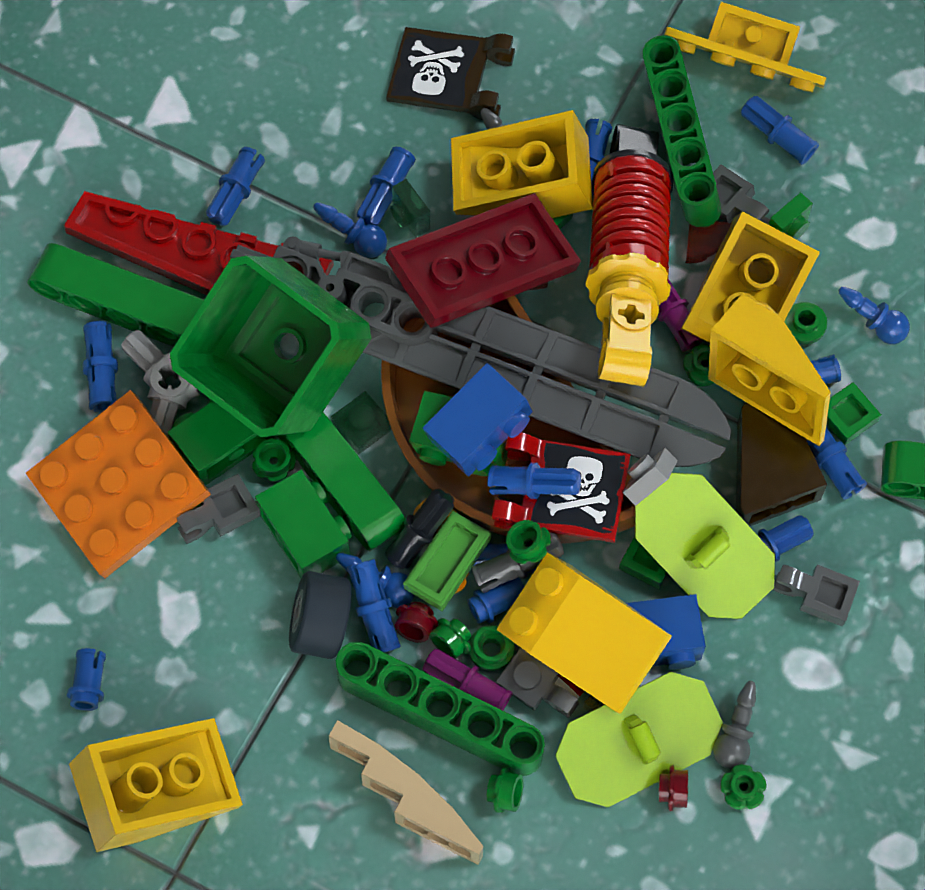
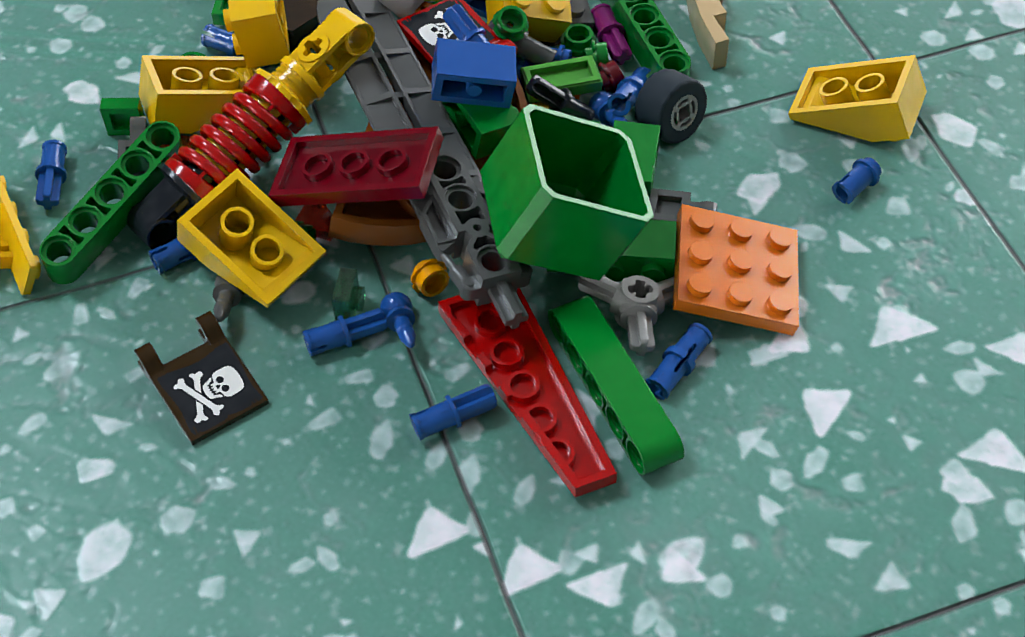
camera: 135 degrees left, 15 degrees down
(889, 325) = (146, 39): blue bar -> none

